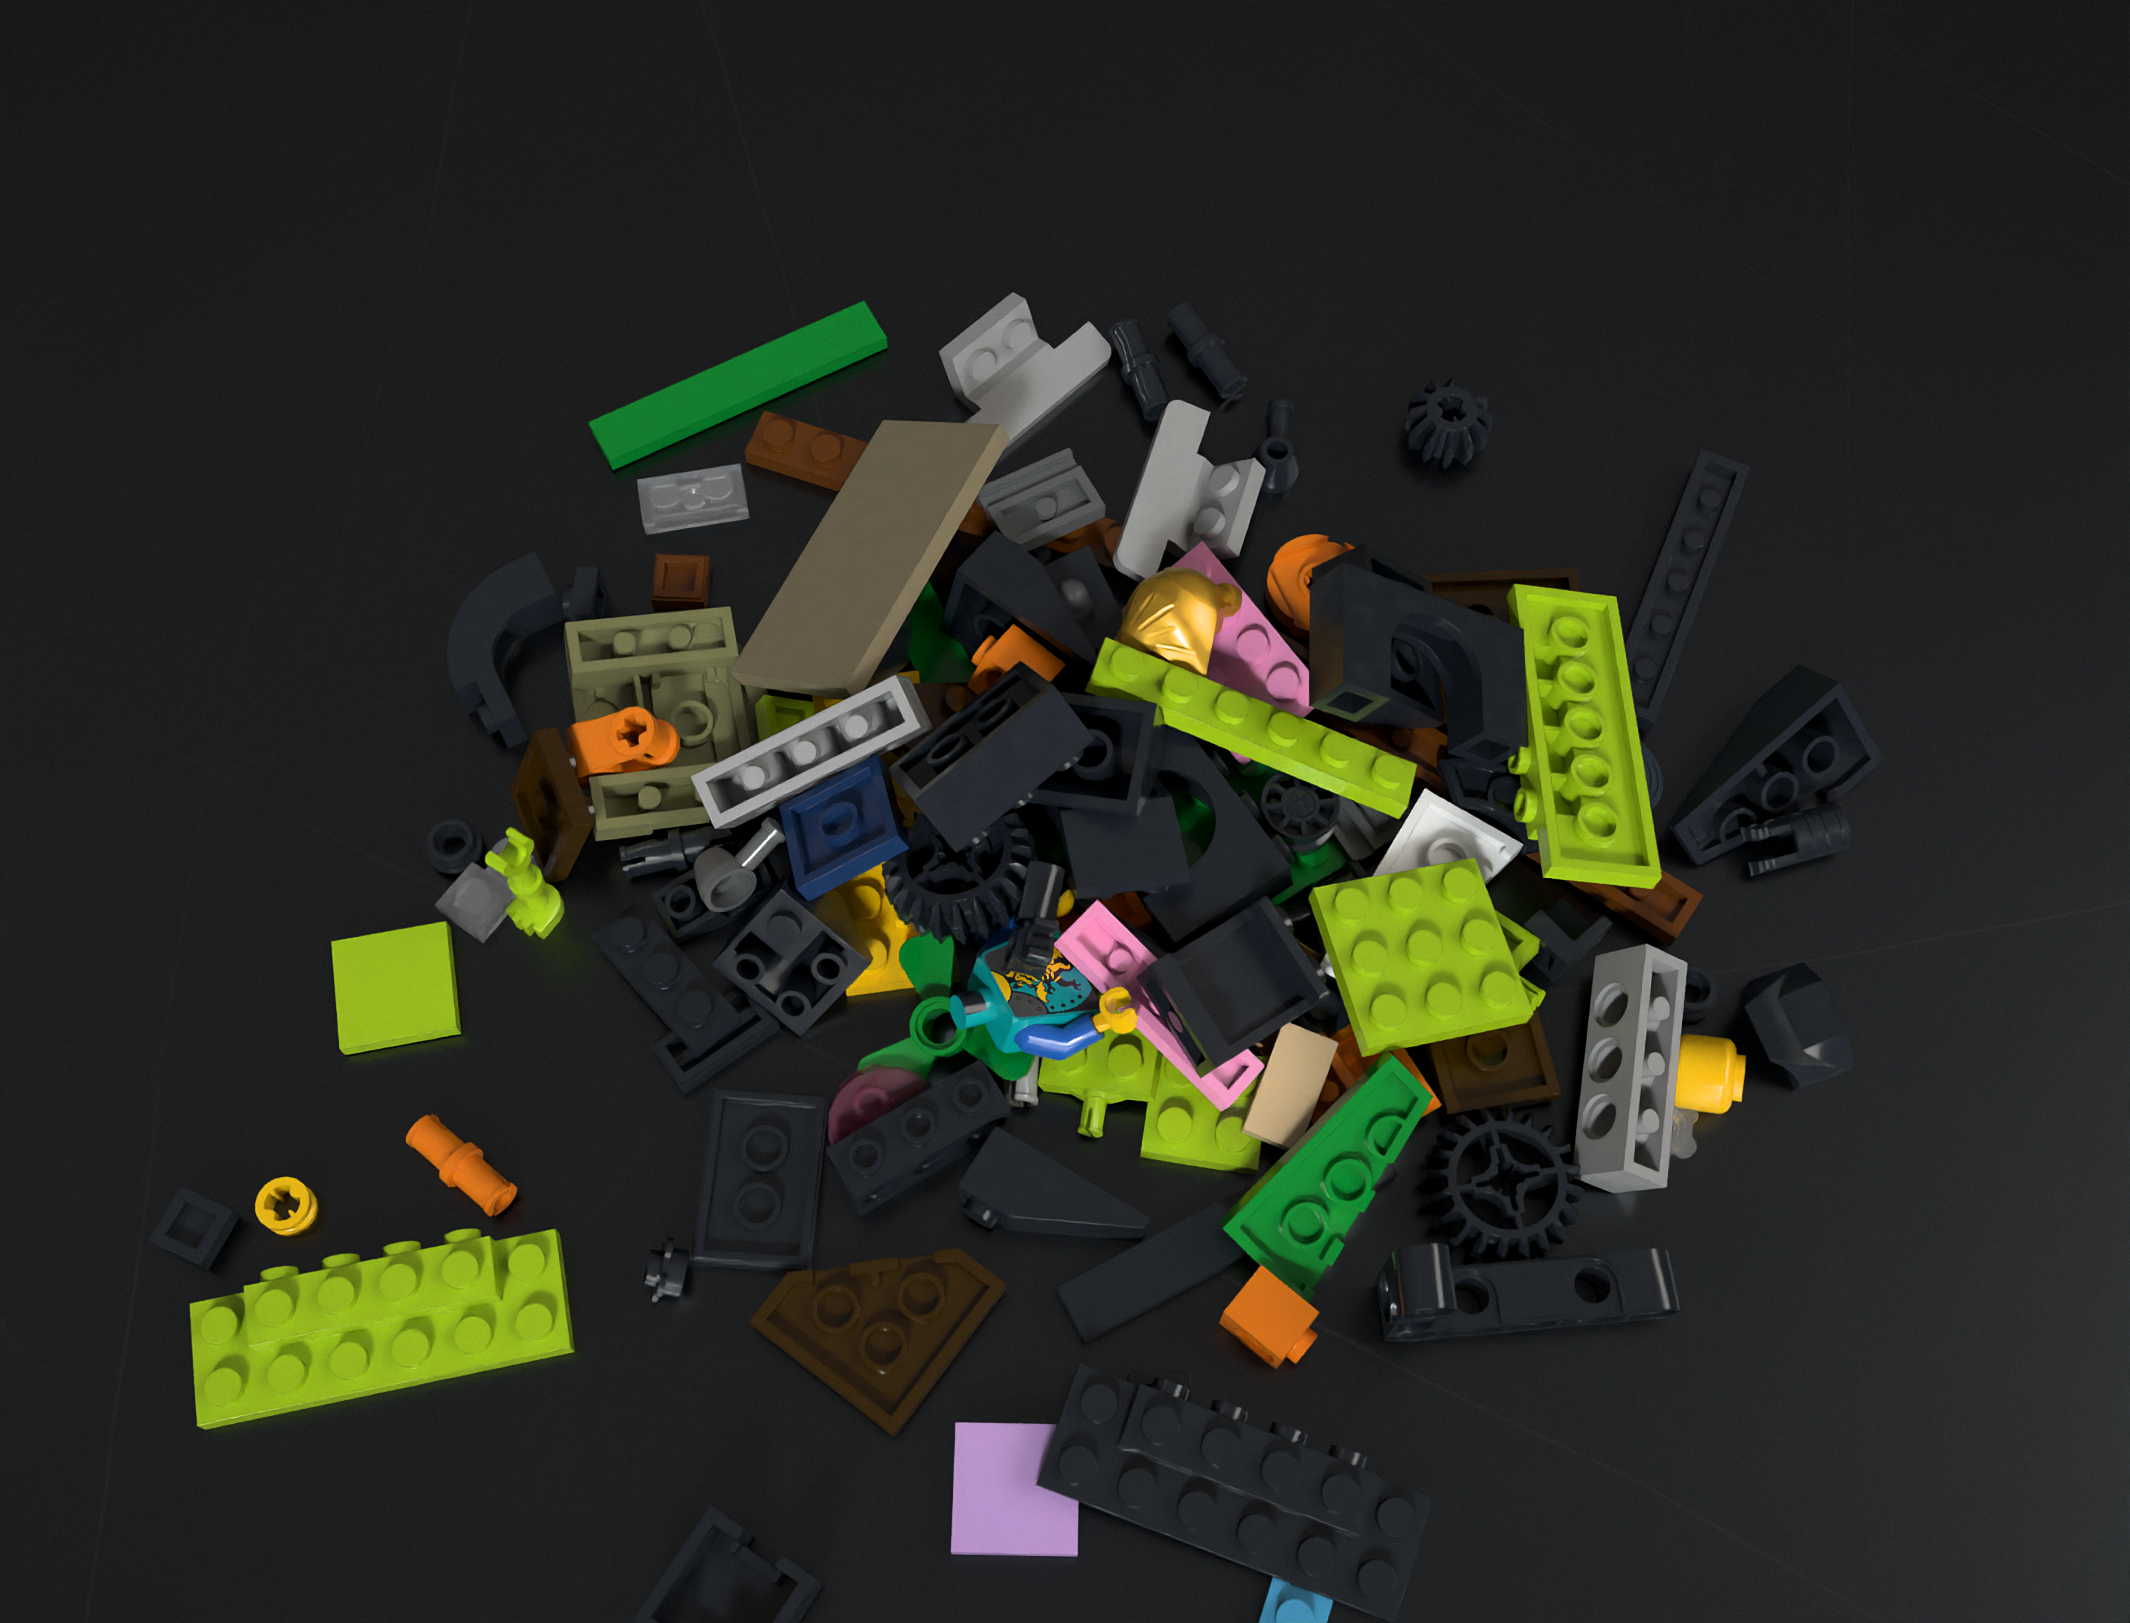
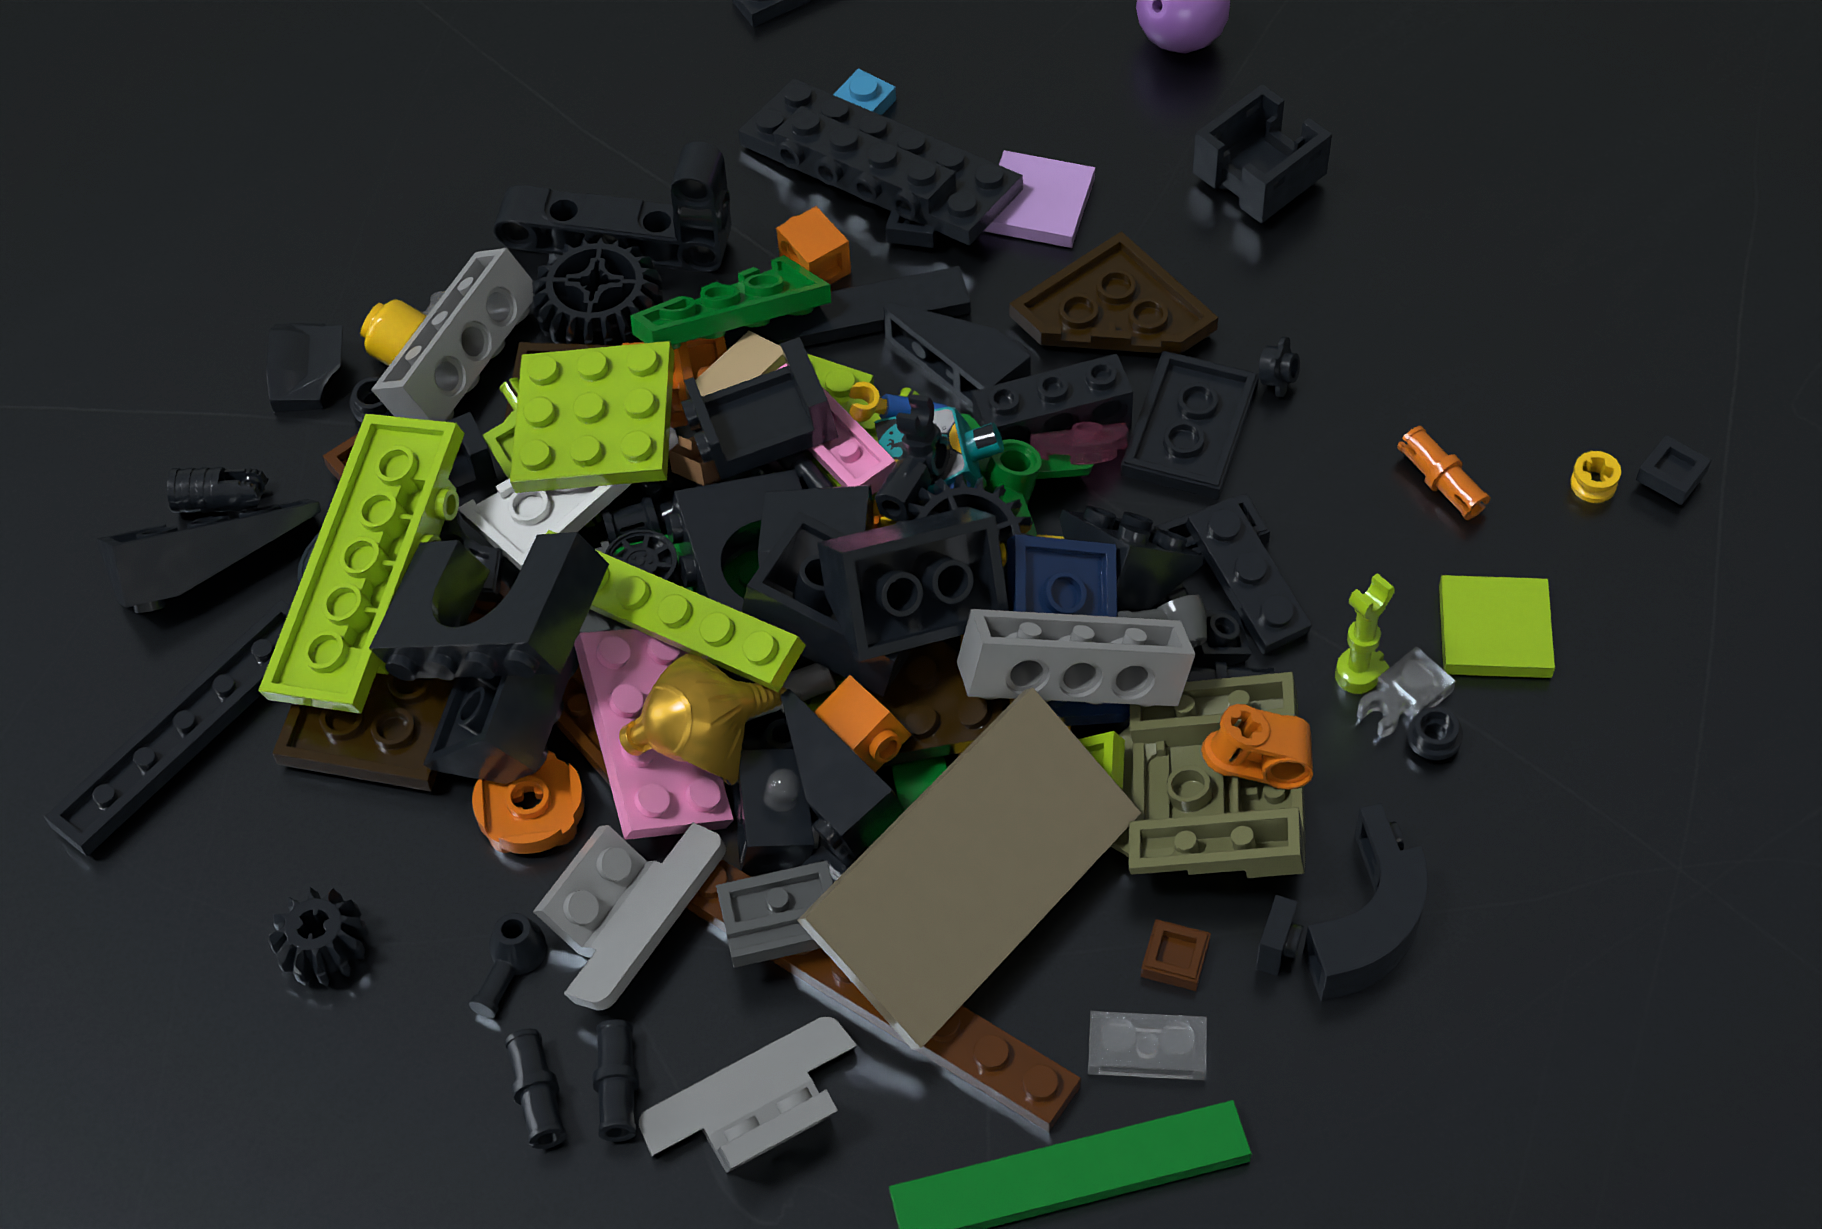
camera: 160 degrees left, 10 degrees down
(379, 1324) = (1517, 383): lime plate -> none
(552, 804) = (1334, 716): dark brown plate -> none

